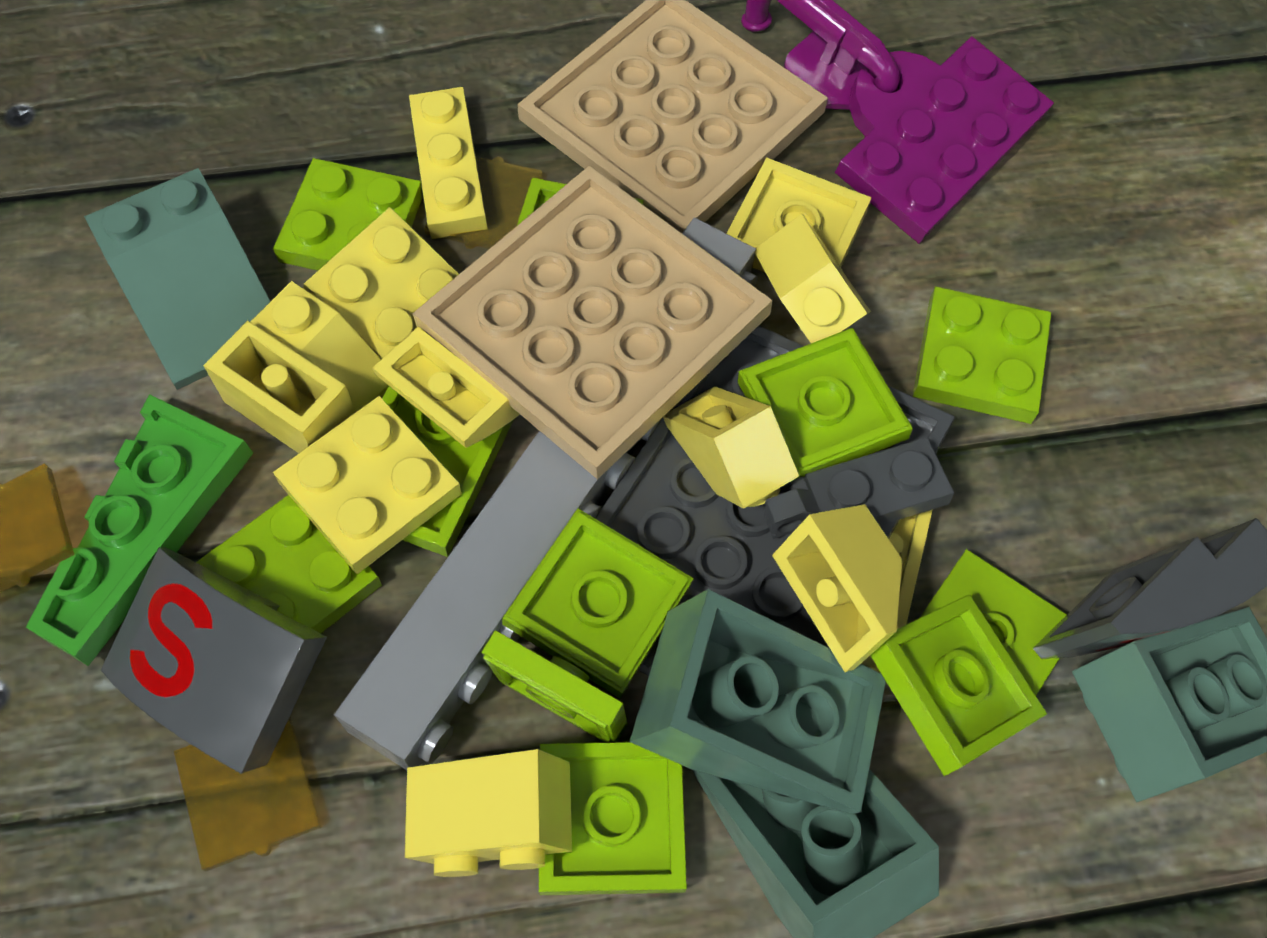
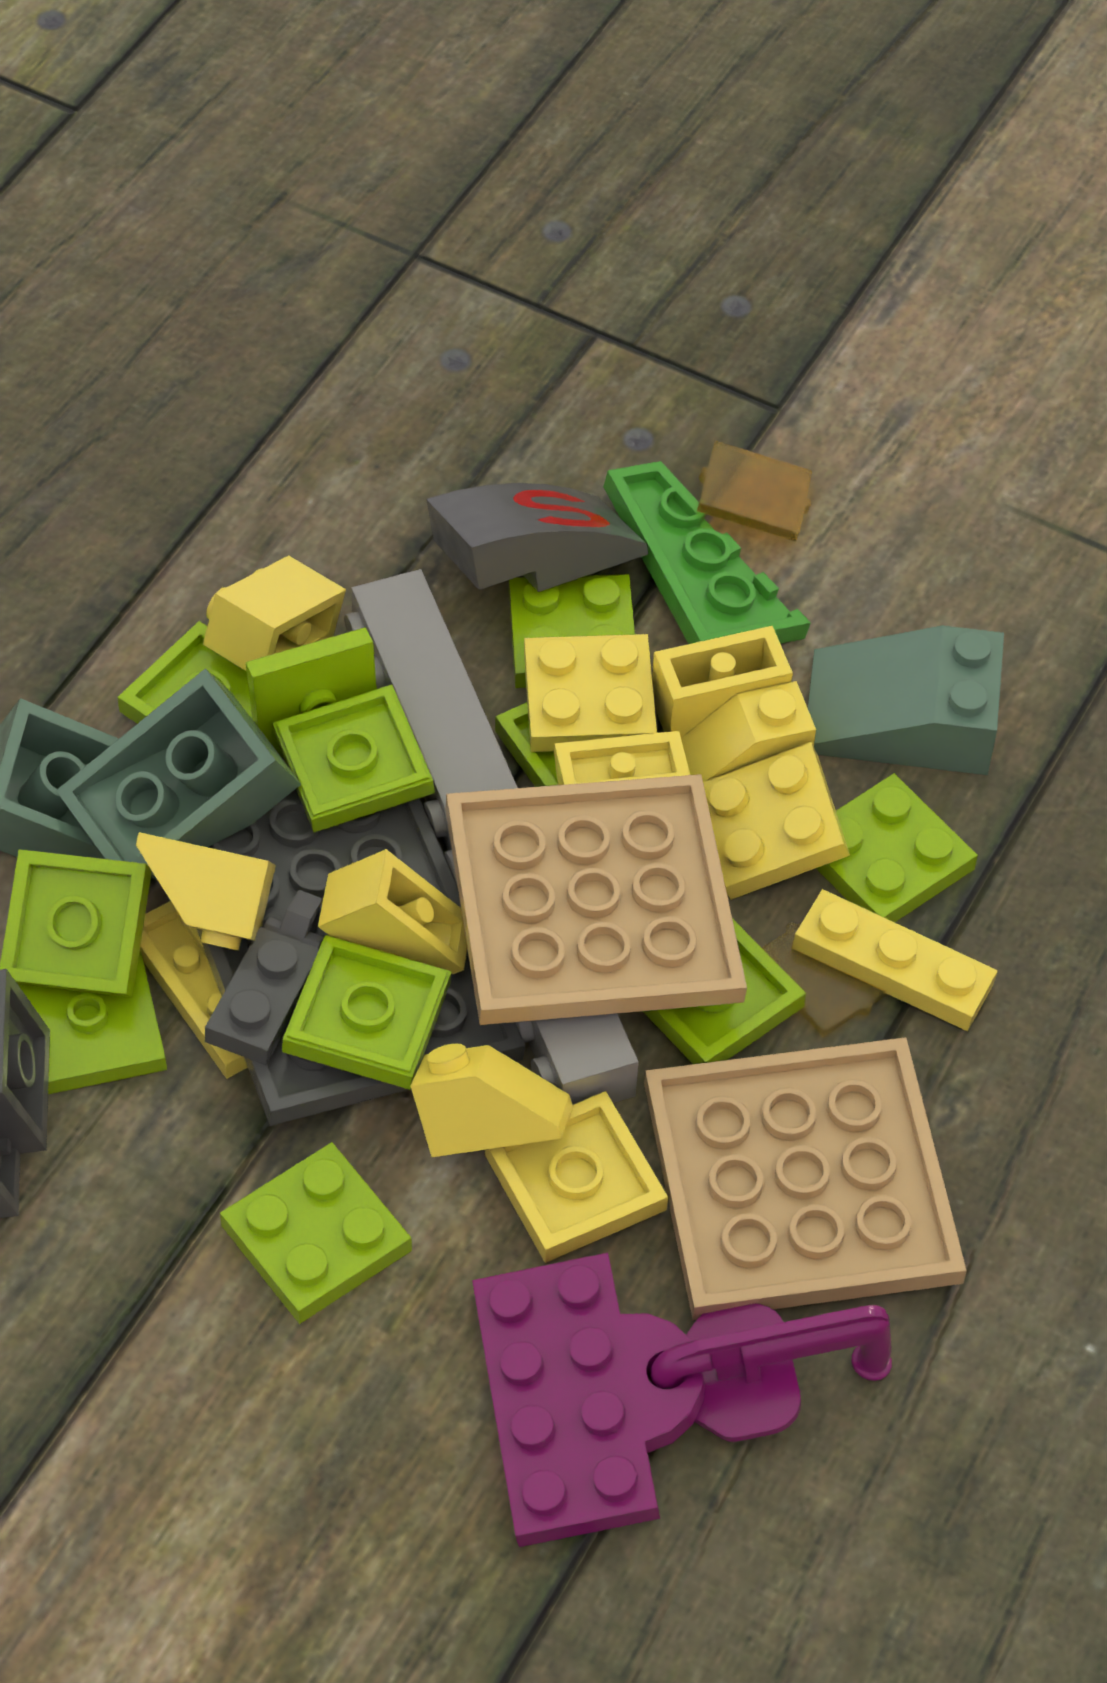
camera: 130 degrees right, 10 degrees down
(249, 810) = (406, 535): clear yellow piece -> none

